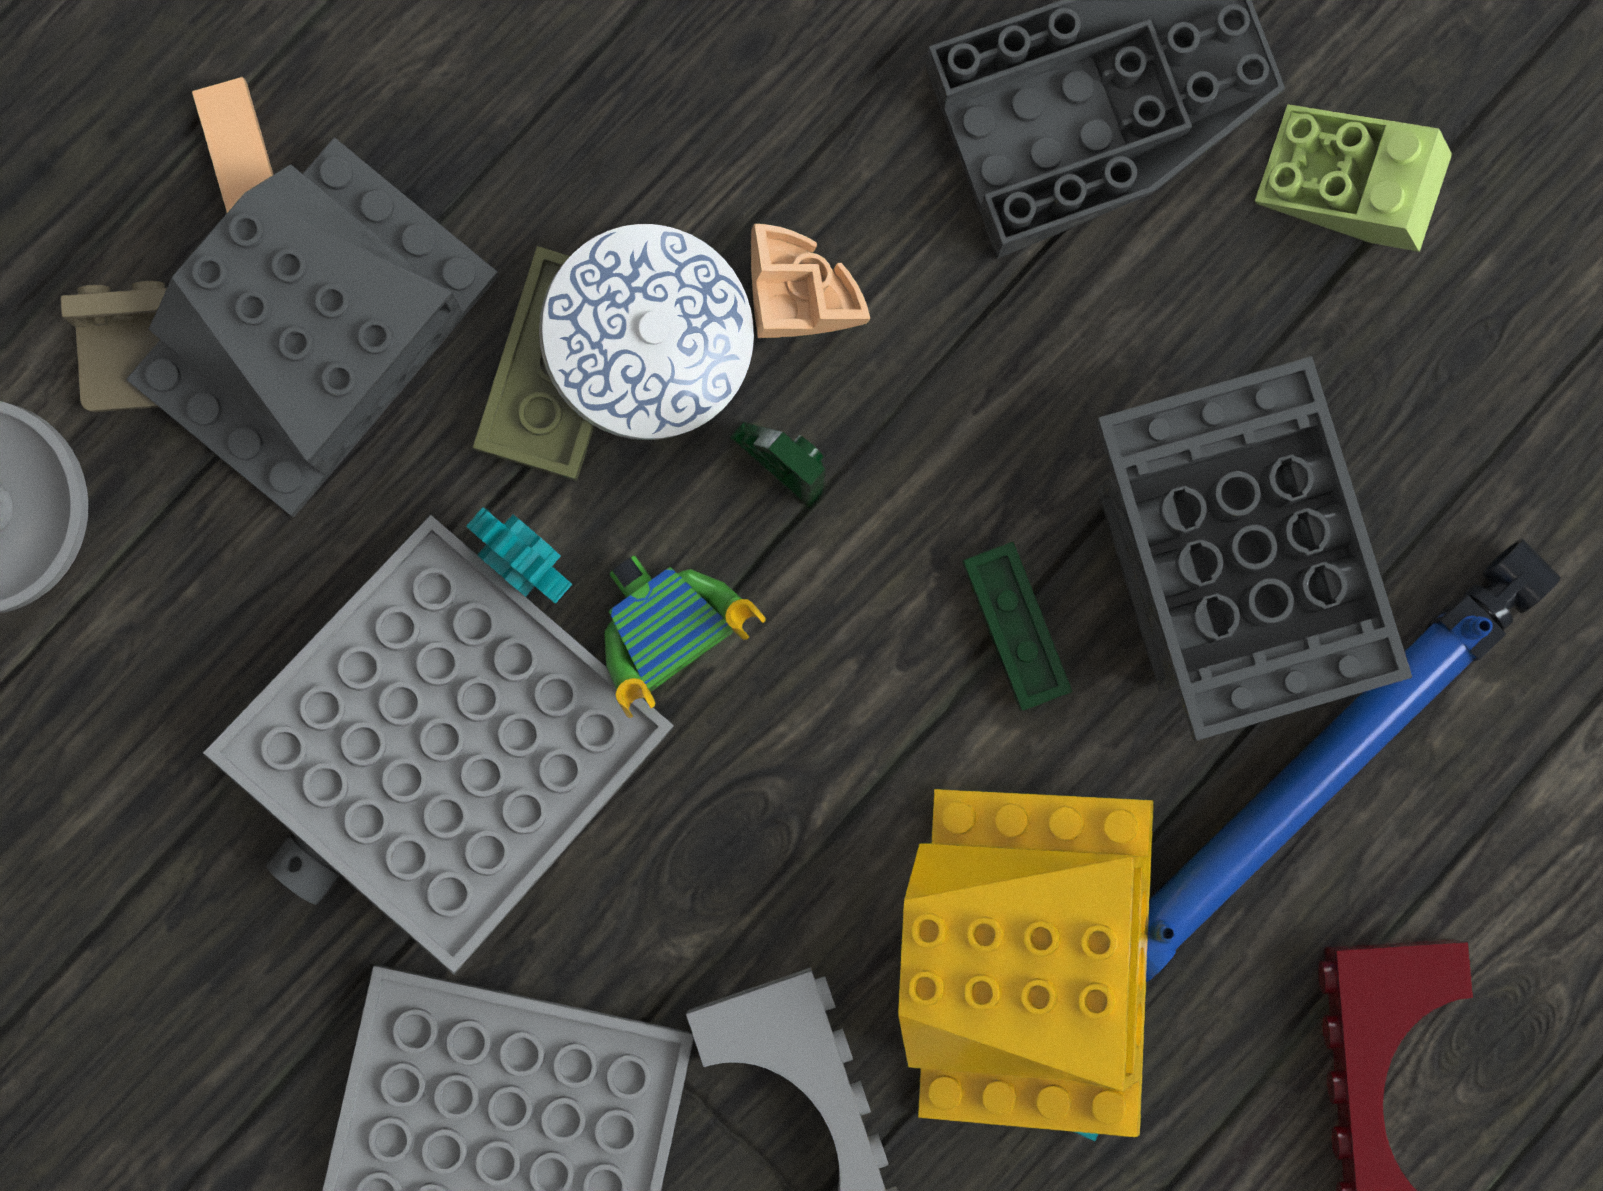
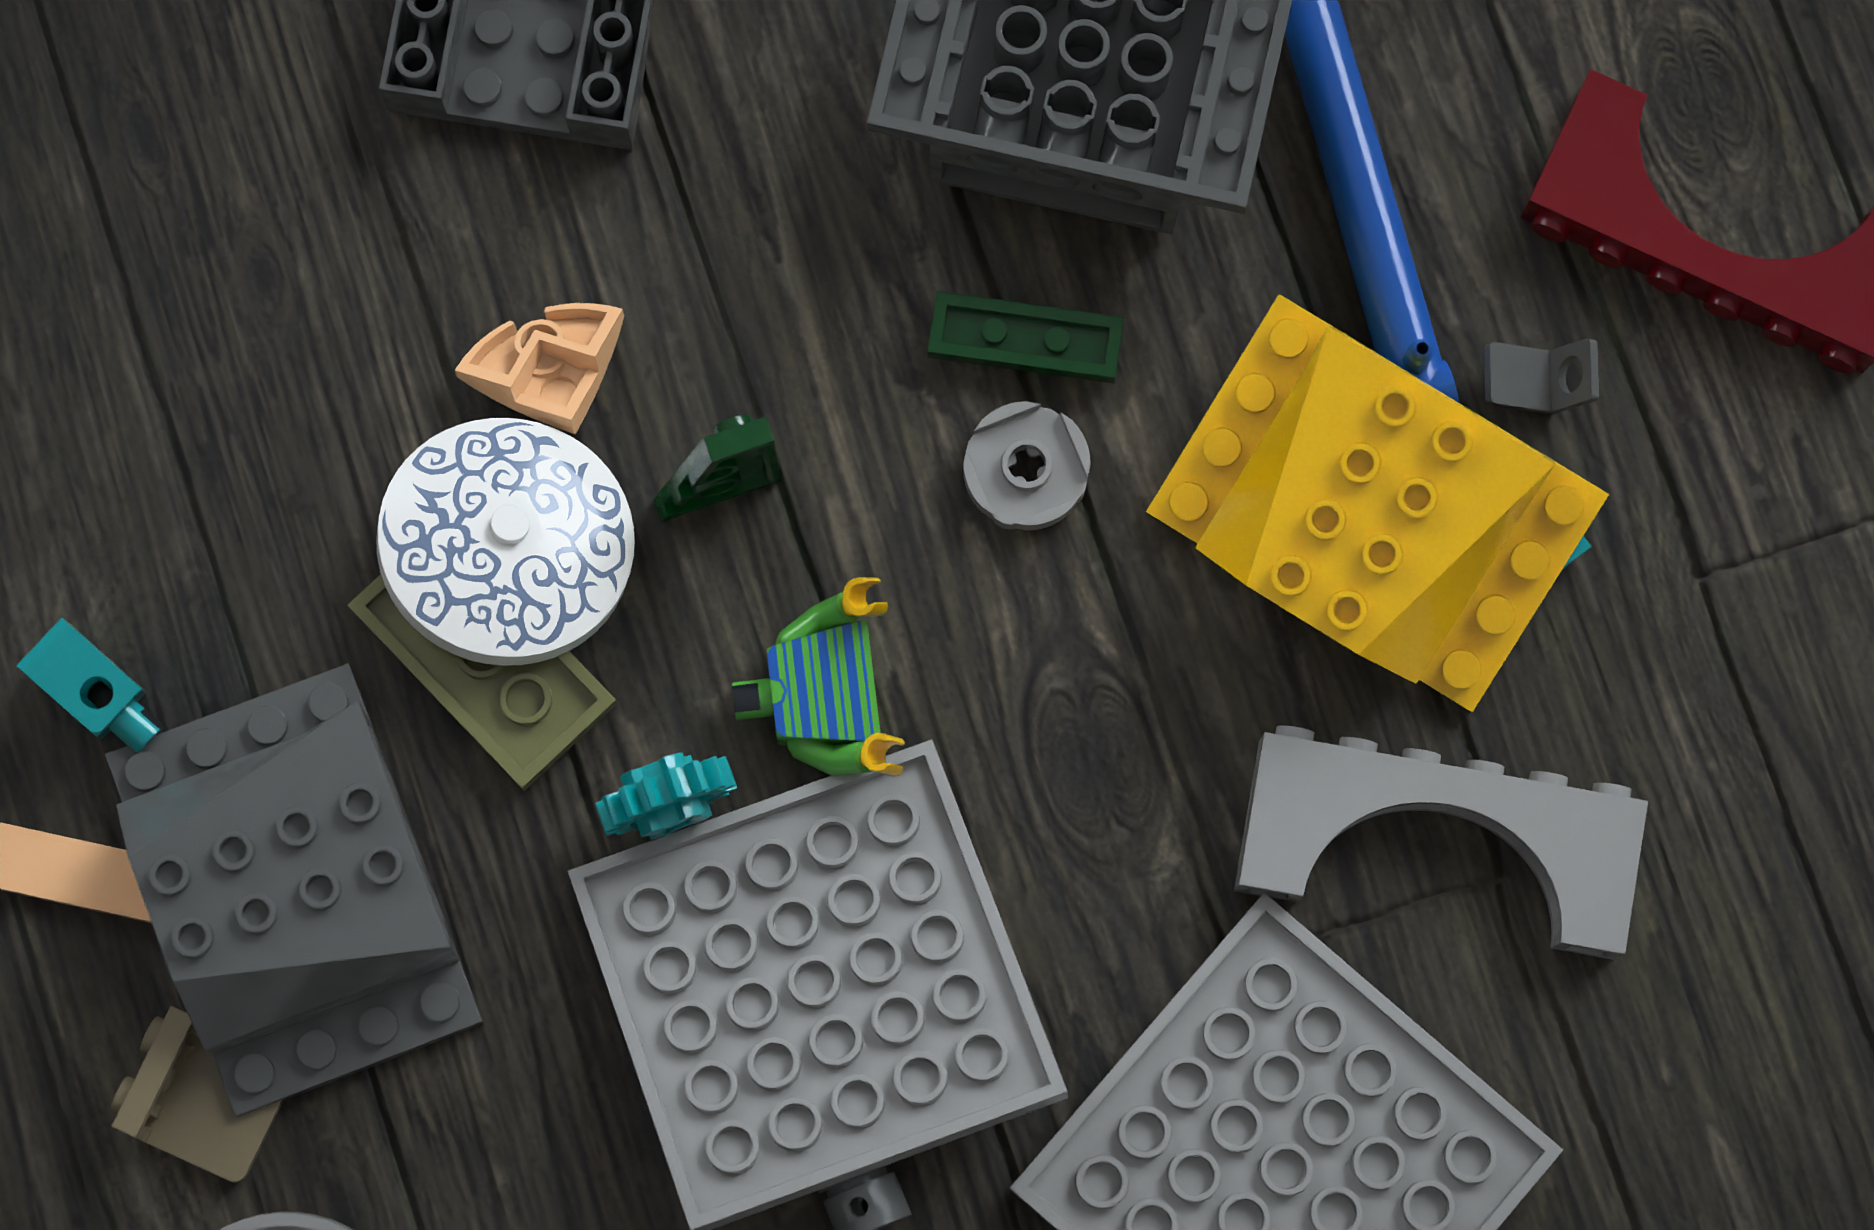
camera: 60 degrees left, 5 degrees down
(369, 75) = (67, 669): none -> teal torso
(949, 677) = (1043, 434): none -> light grey plate
(1205, 1028) = (1537, 377): none -> dark grey bracket

